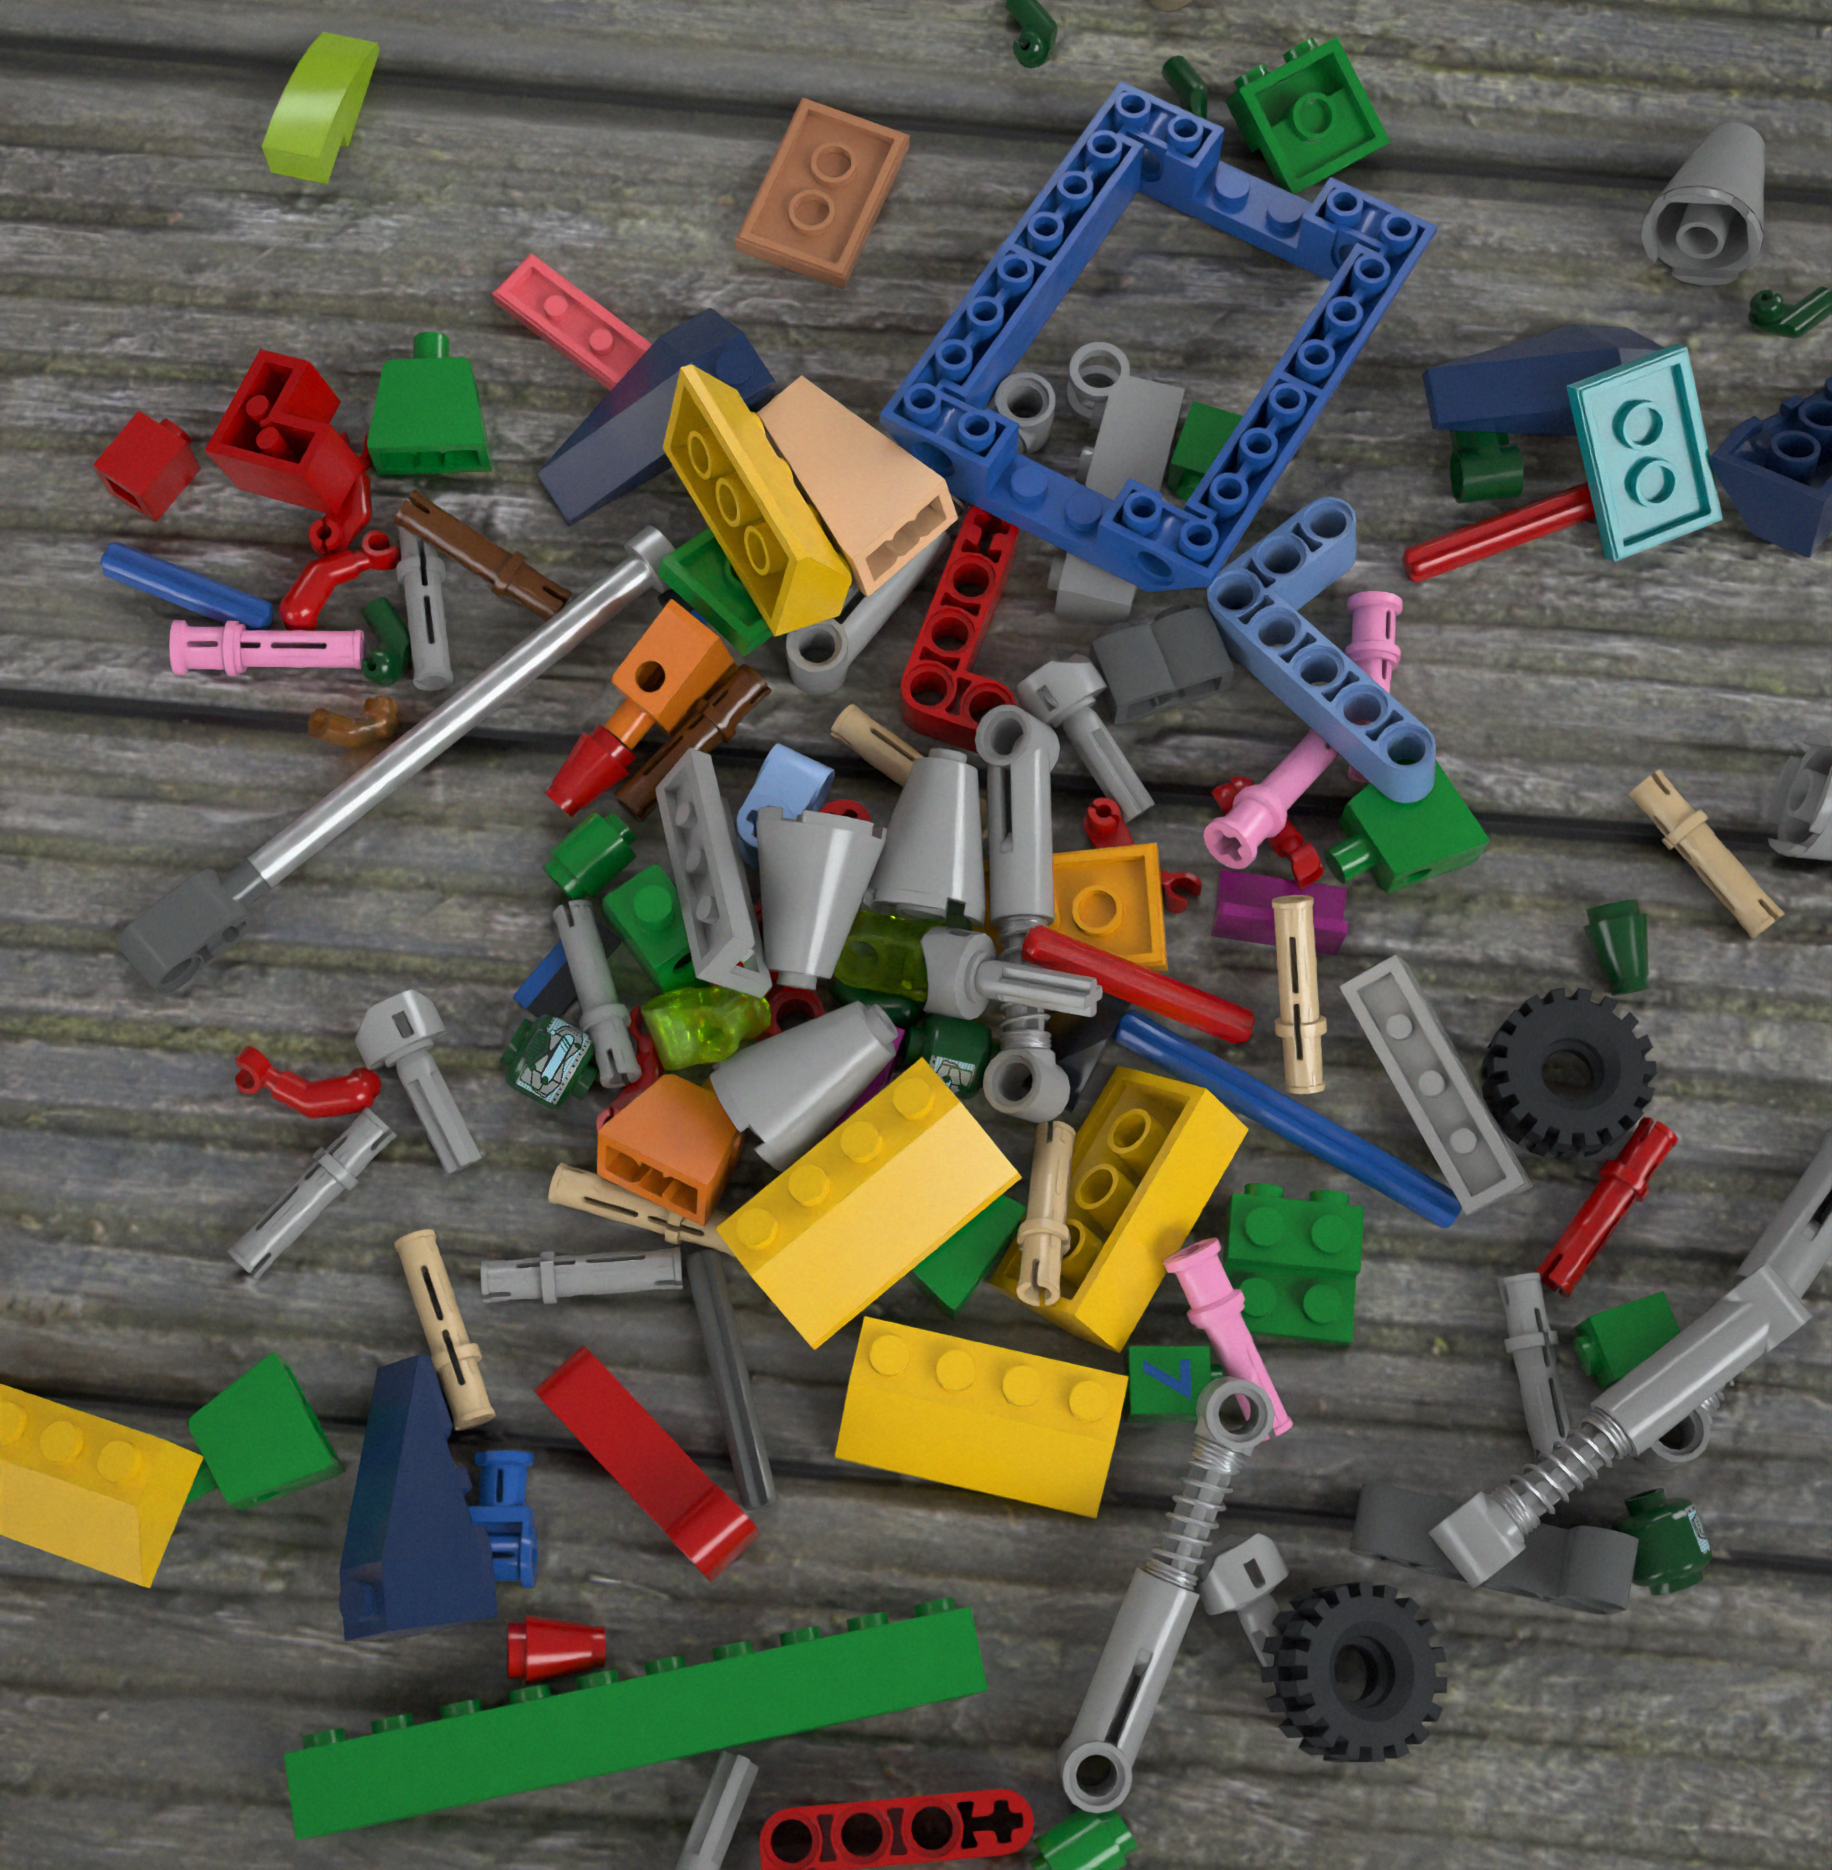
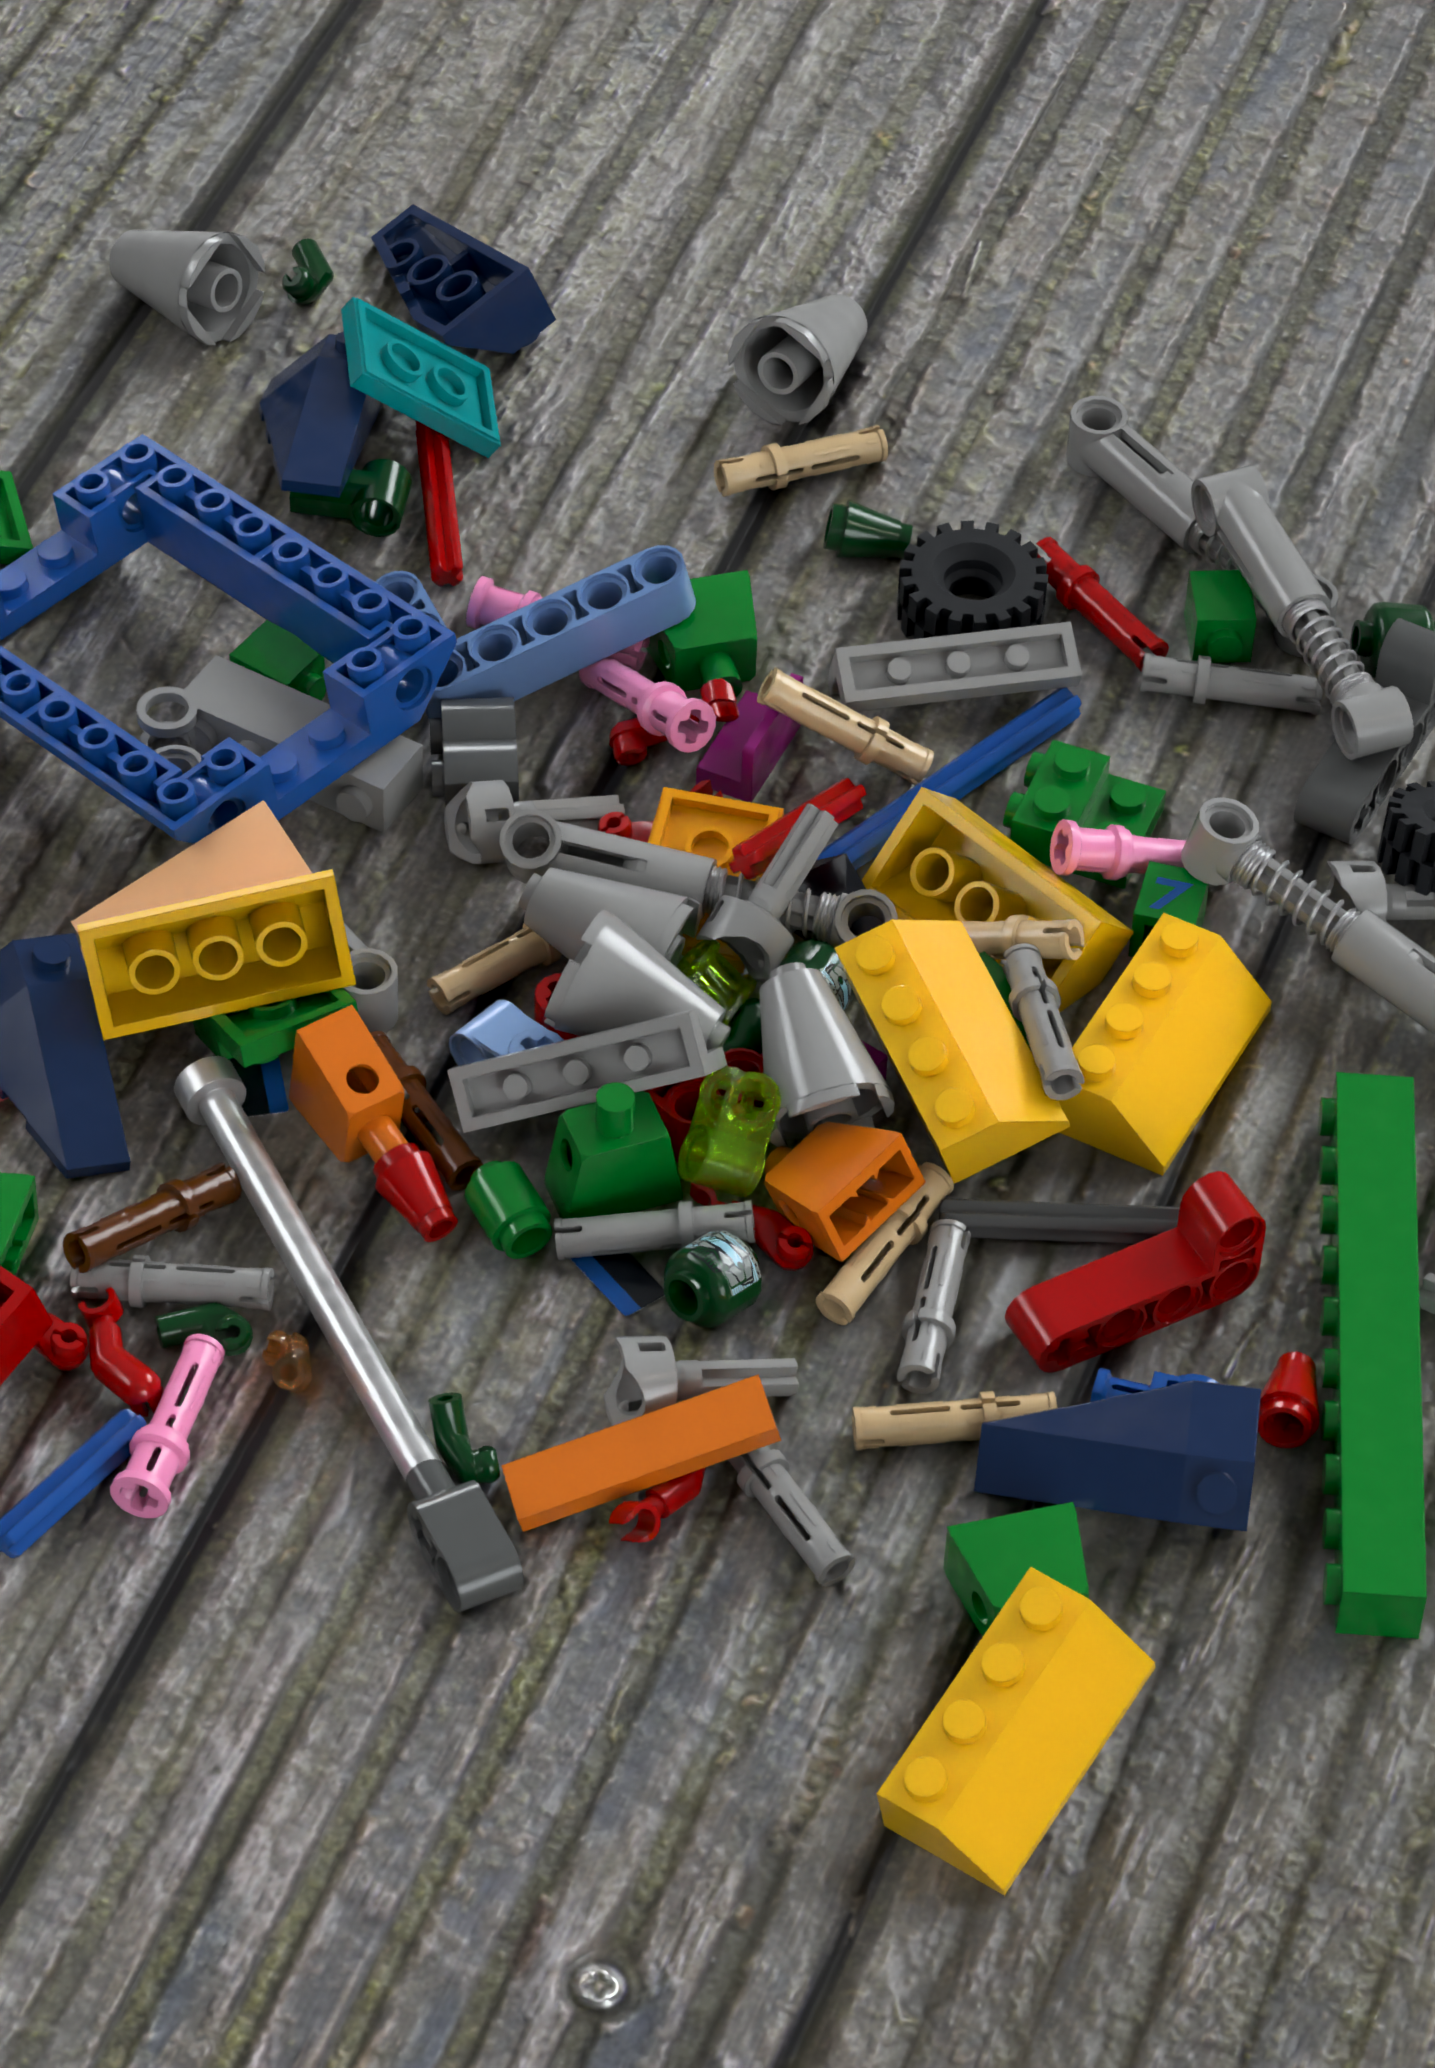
camera: 75 degrees left, 25 degrees down
(301, 894) = (454, 1444): none -> dark green arm
(312, 1054) = (640, 1453): none -> orange tile
(968, 621) = (403, 900): red beam -> none
(991, 1256) = (1036, 1004): none -> light grey pin

